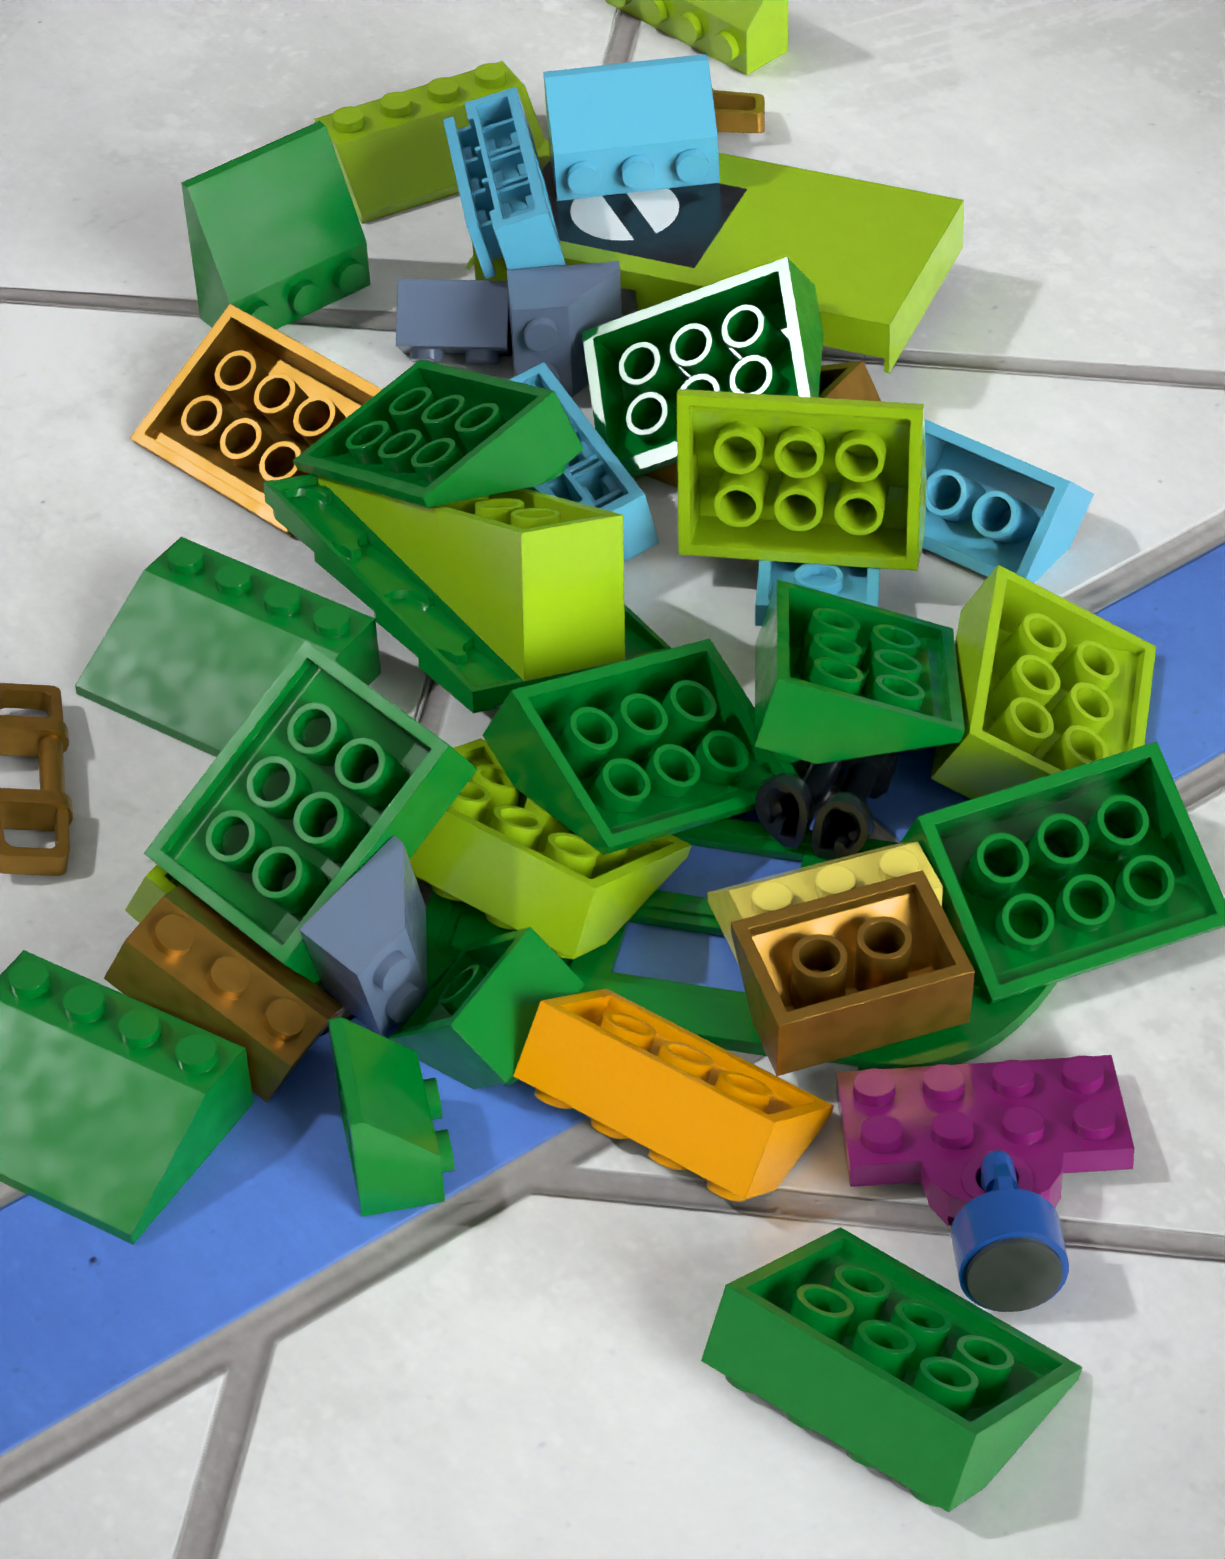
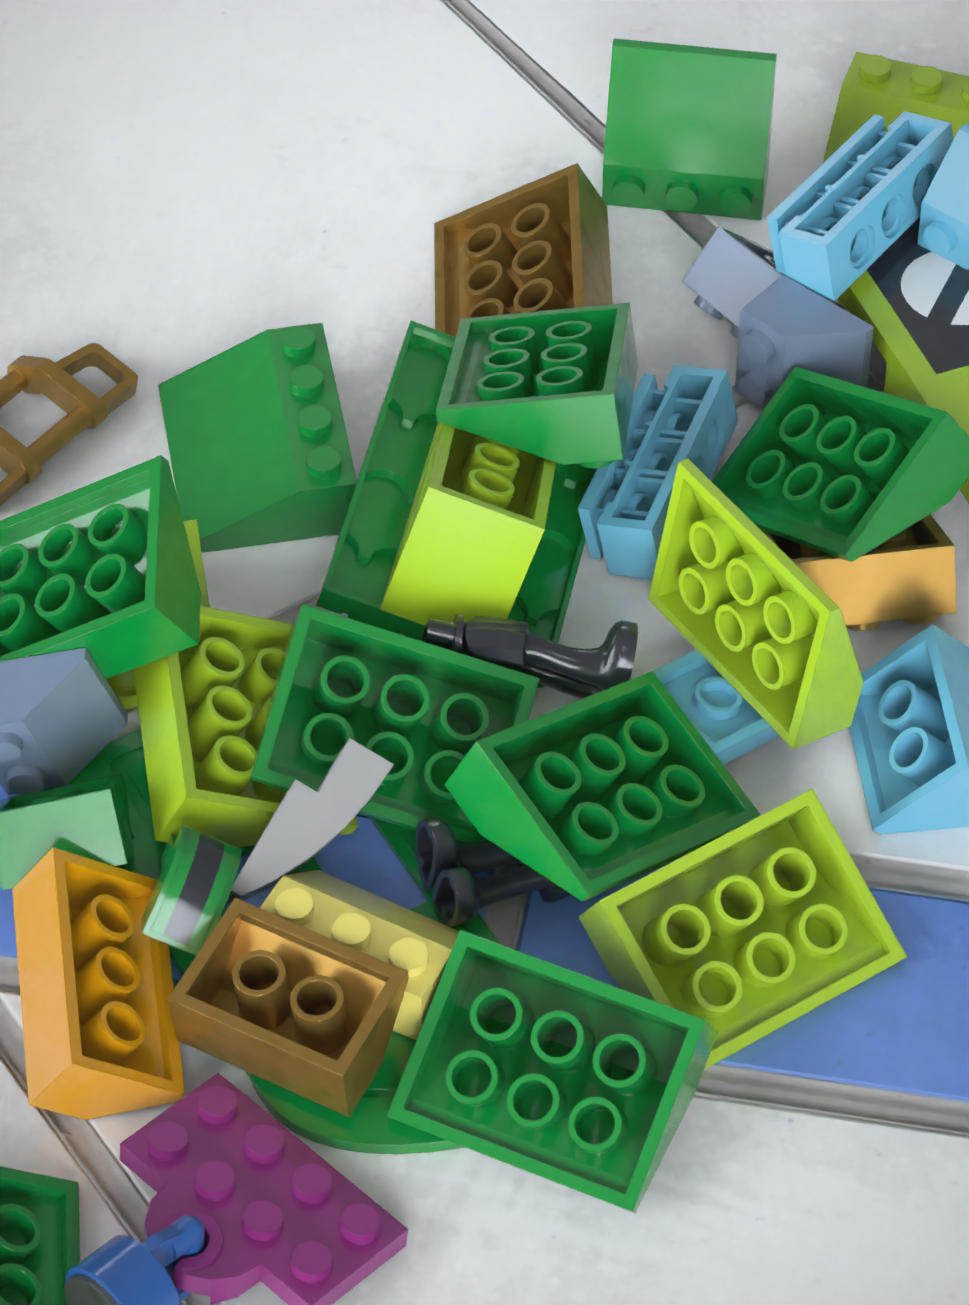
camera: 45 degrees right, 5 degrees up
(671, 954) = (191, 889): none -> green brick
(691, 844) = (311, 819): none -> light grey slope
(722, 616) = (557, 666): none -> black piece

